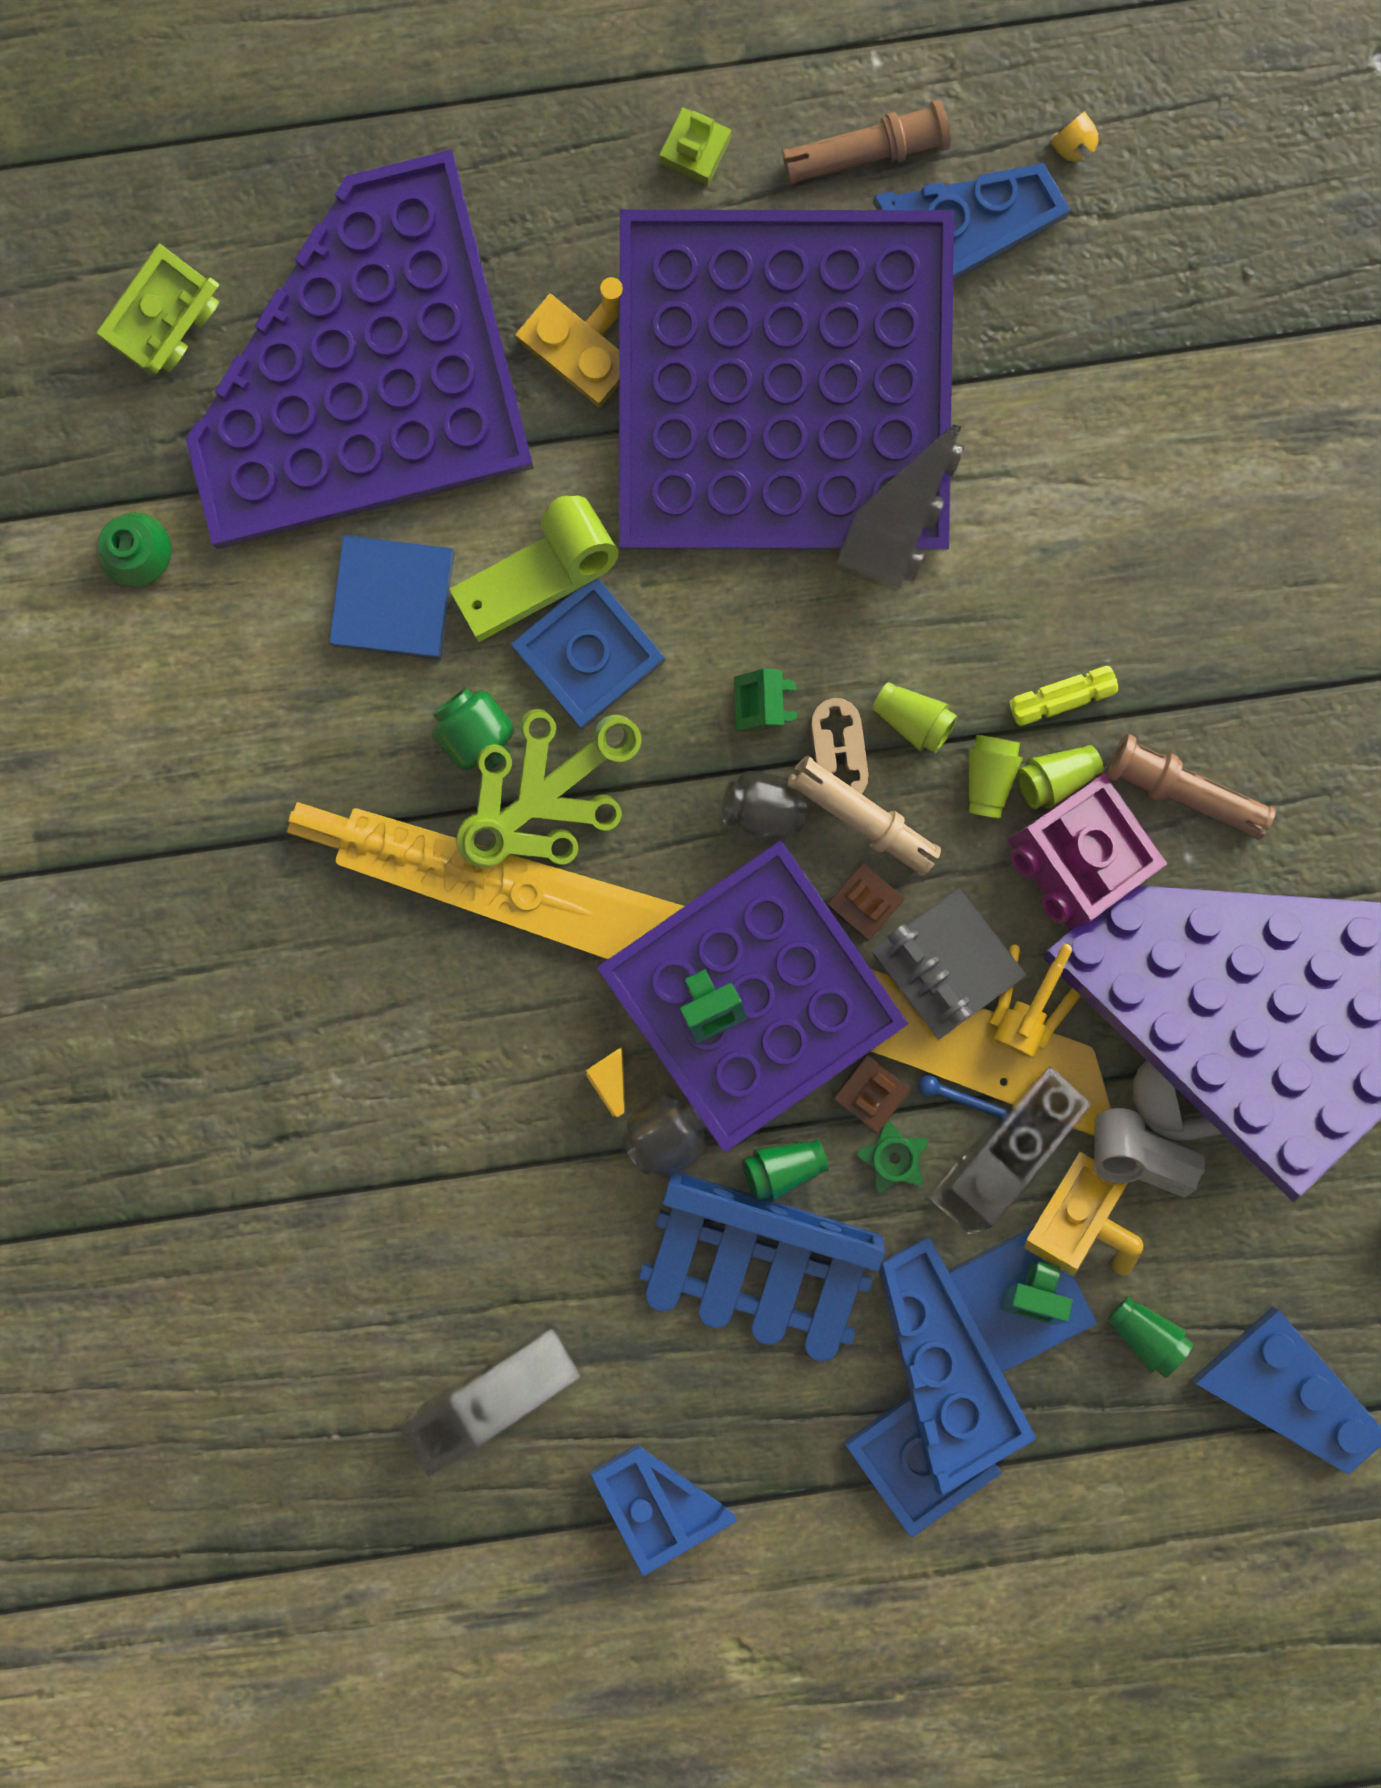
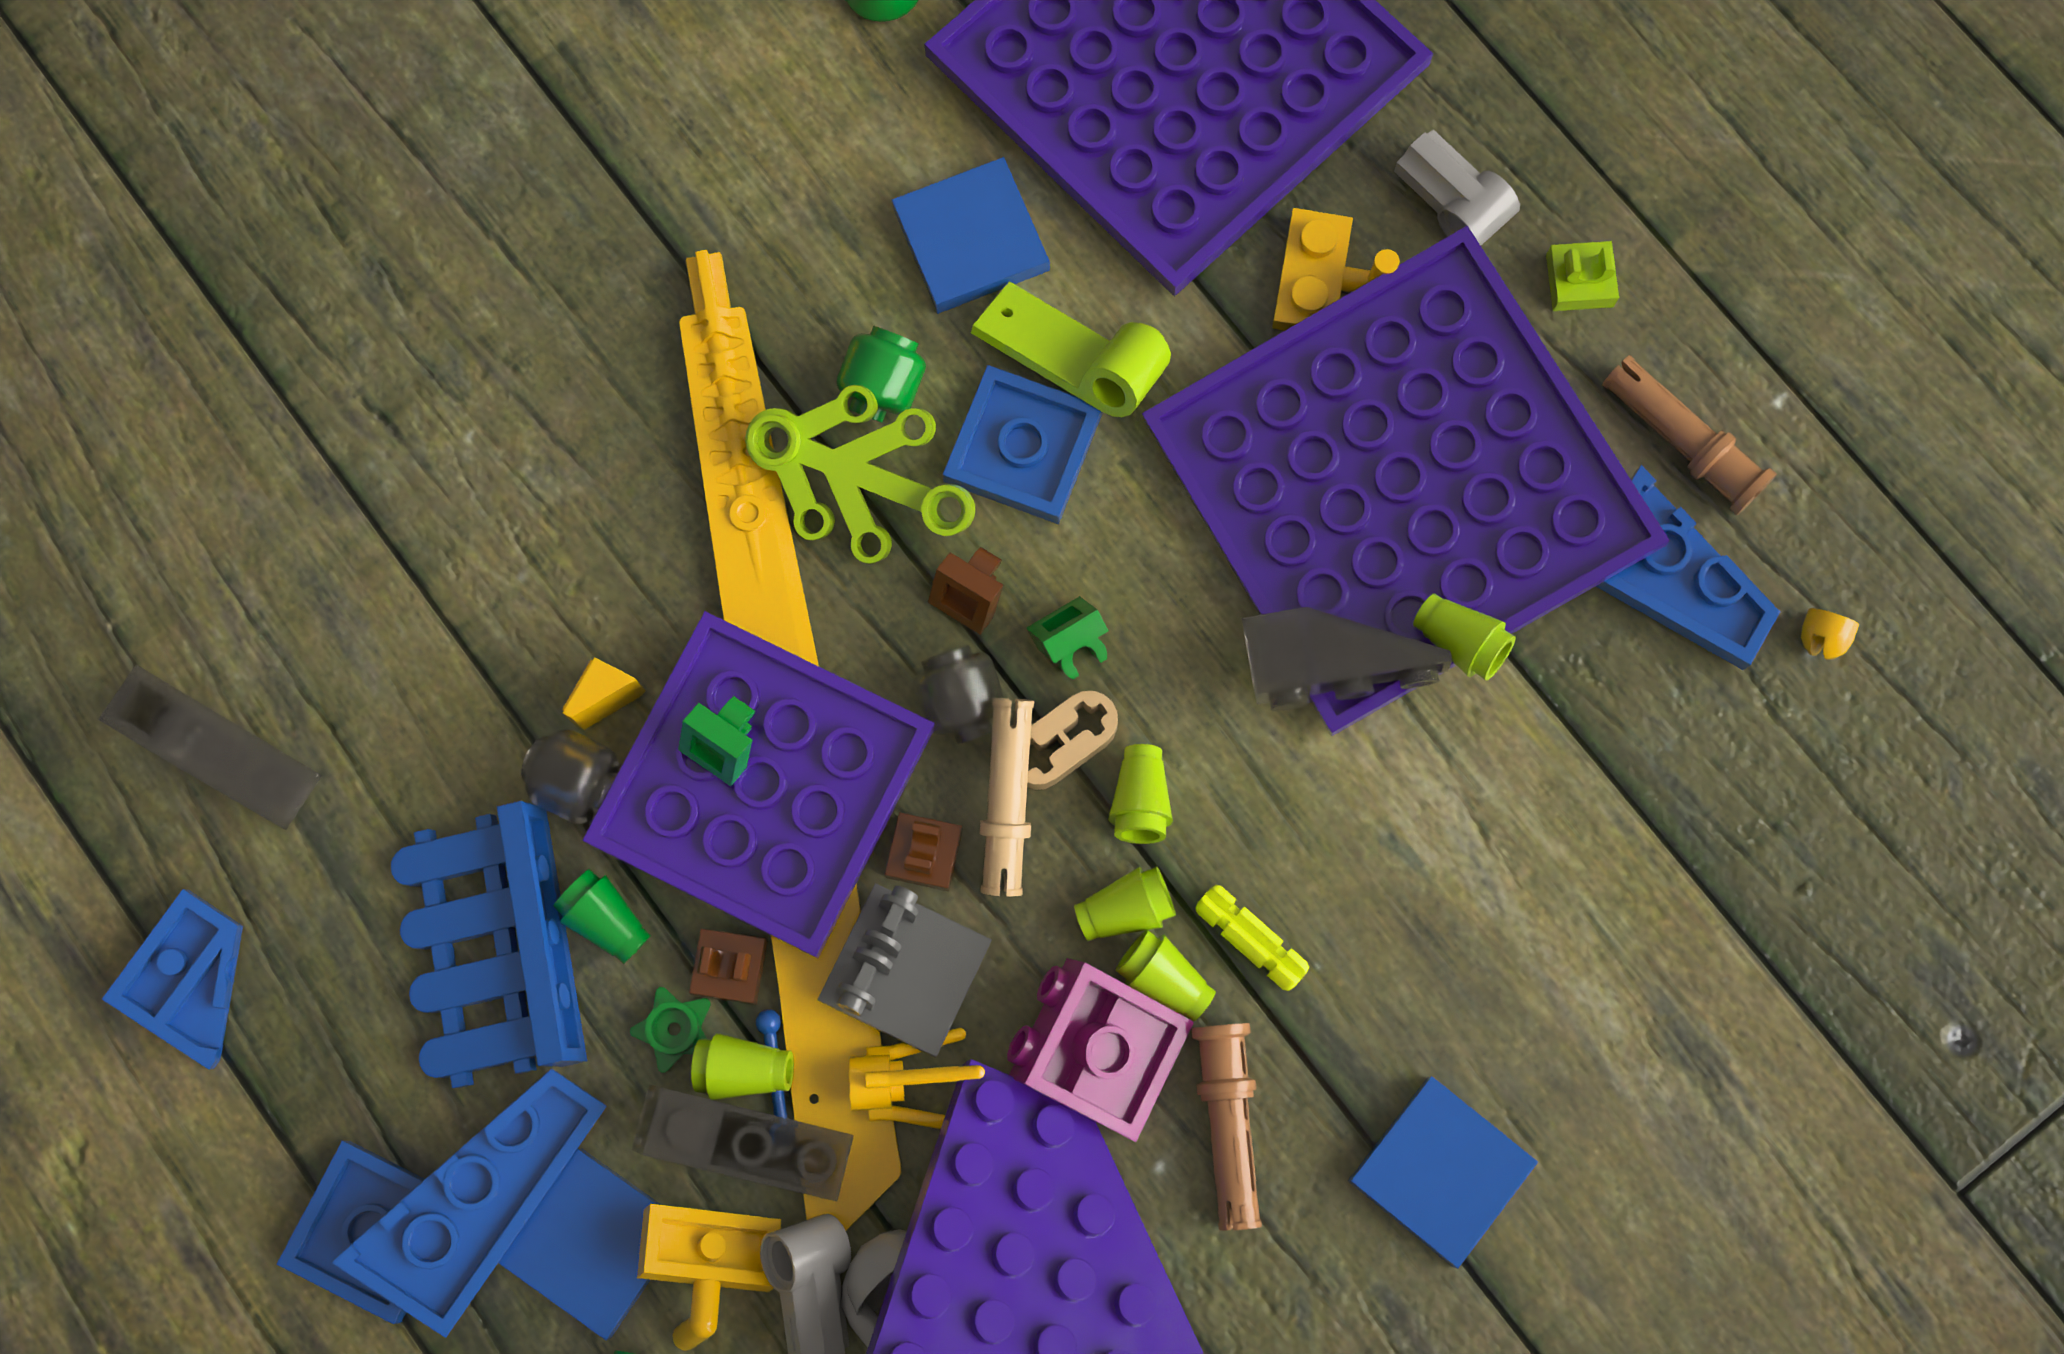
camera: 65 degrees right, 10 degrees down
(585, 197) = (1456, 188): none -> light grey piece
(685, 757) = (968, 589): none -> reddish brown tile
(940, 406) = (1474, 639): none -> lime cone
(956, 1123) = (739, 1068): none -> lime cone
(1037, 1296) = (594, 1252): green tile -> none
(1304, 656) = (1443, 1172): none -> blue tile

